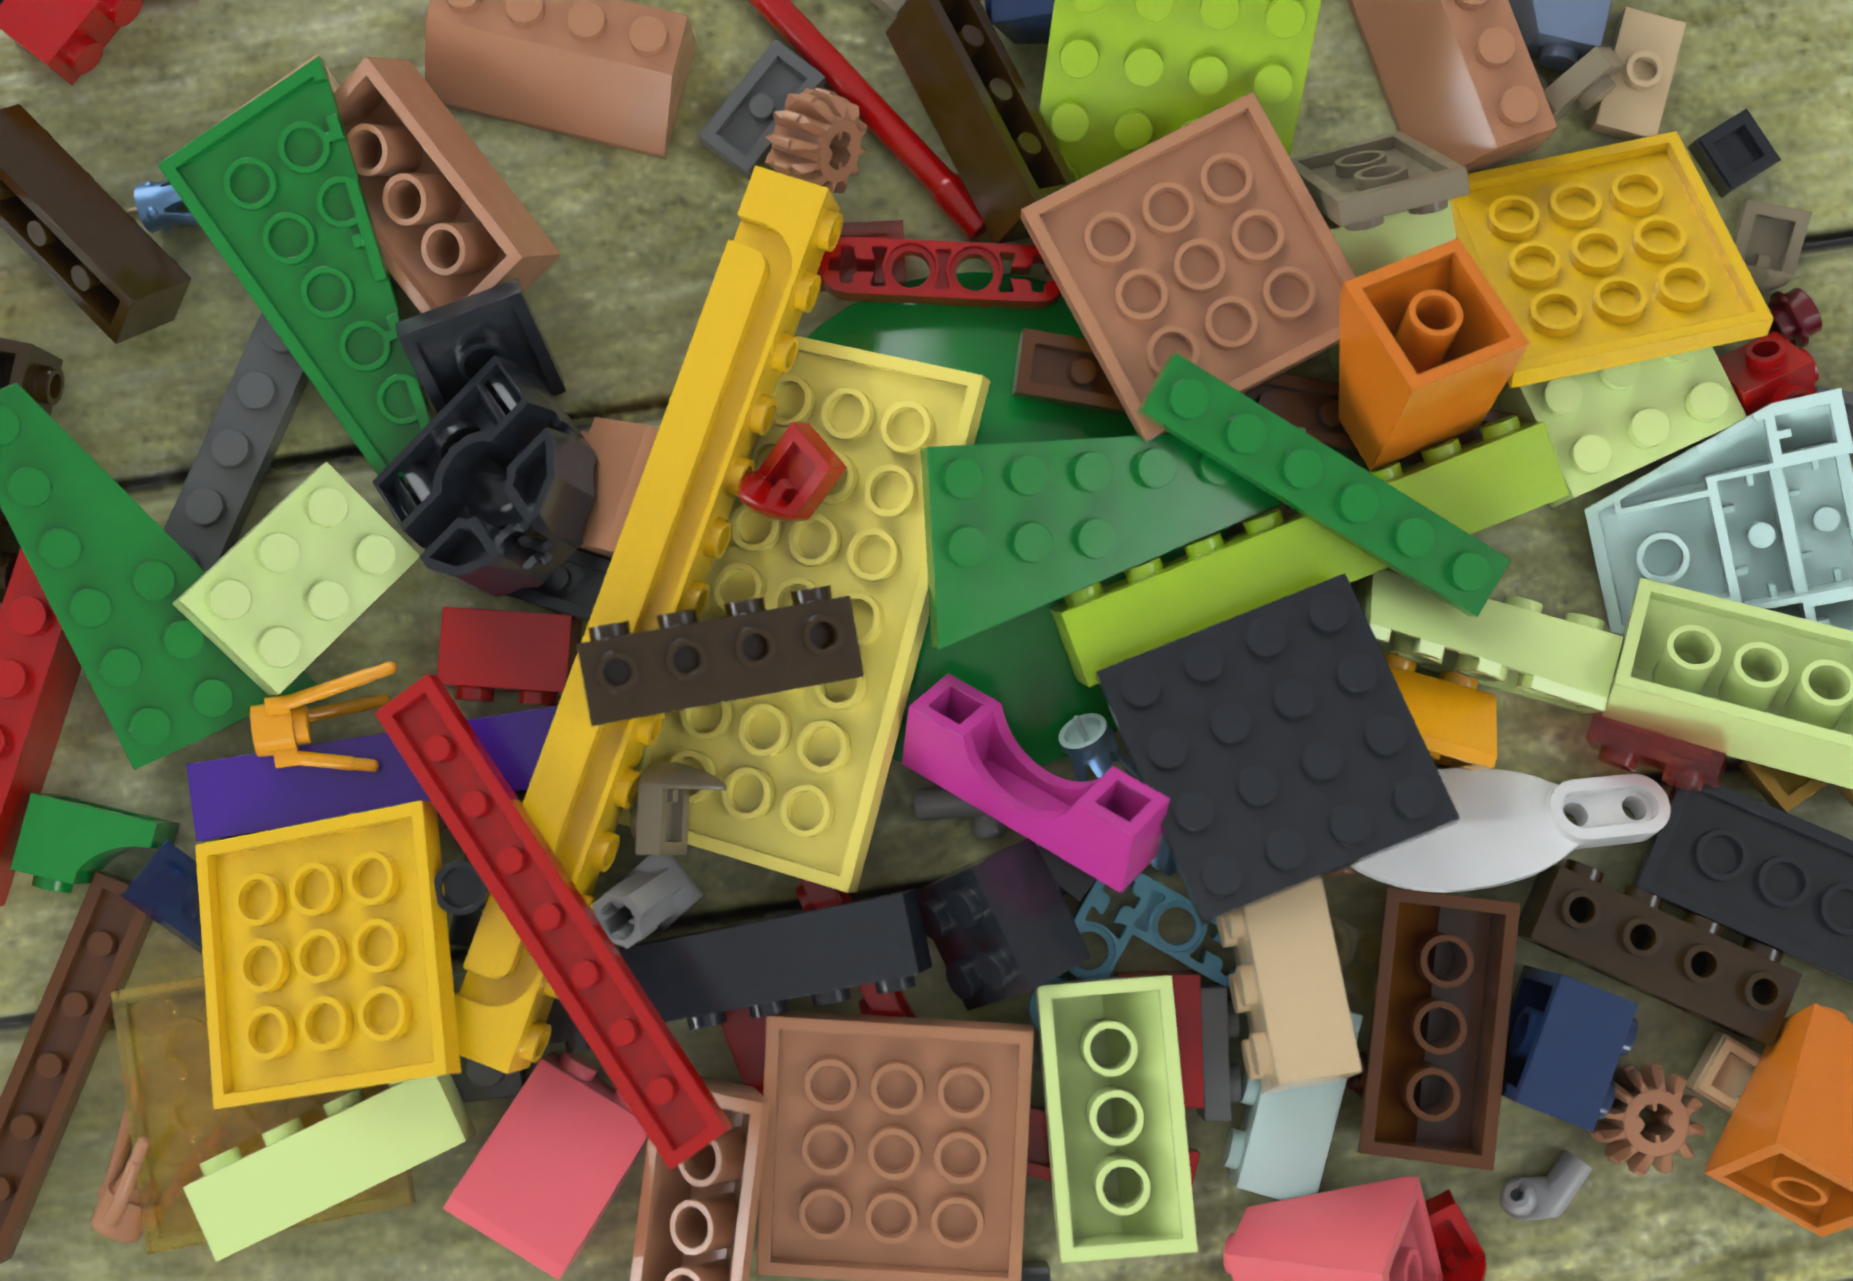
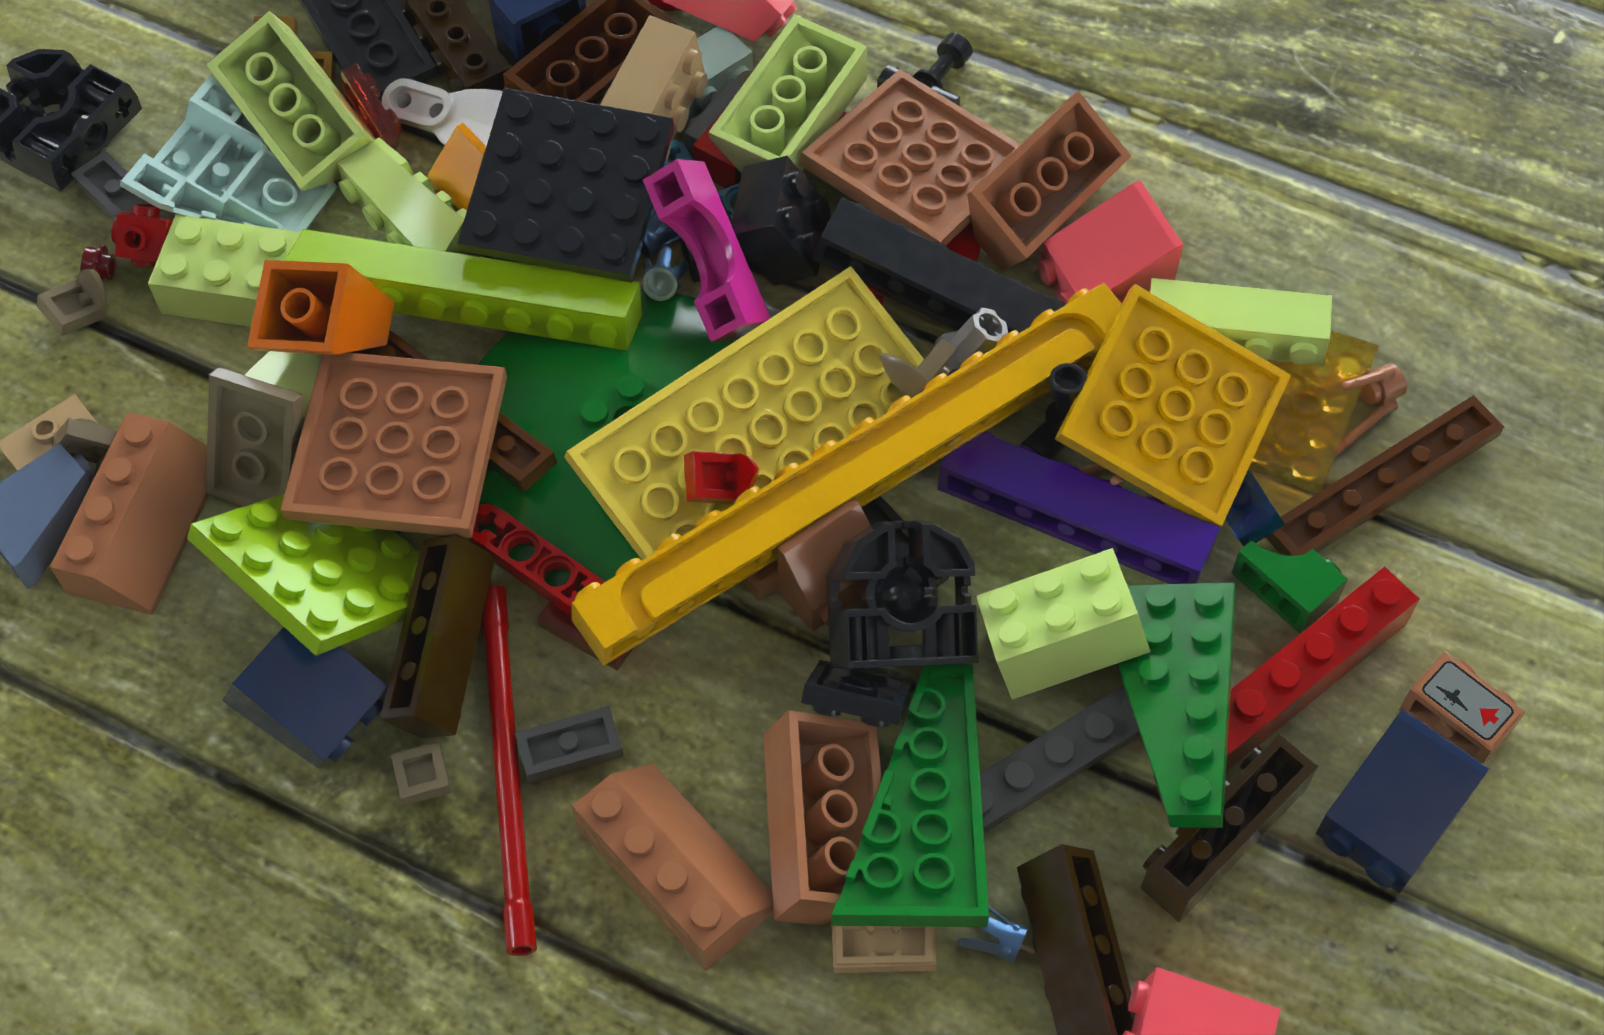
camera: 145 degrees left, 25 degrees down
(285, 721) = (1128, 545): light orange plant -> none
(507, 653) = (982, 529): red brick -> none
(554, 921) = (1024, 333): red plate -> none
(720, 658) = (834, 391): dark brown brick -> none
(817, 139) = (553, 688): nougat gear -> none
(1058, 515) = (583, 368): green wing -> none
(1323, 485) = (431, 295): green plate -> none
(1608, 258) = (162, 329): yellow plate -> none
(1734, 153) = (40, 366): black tile -> none

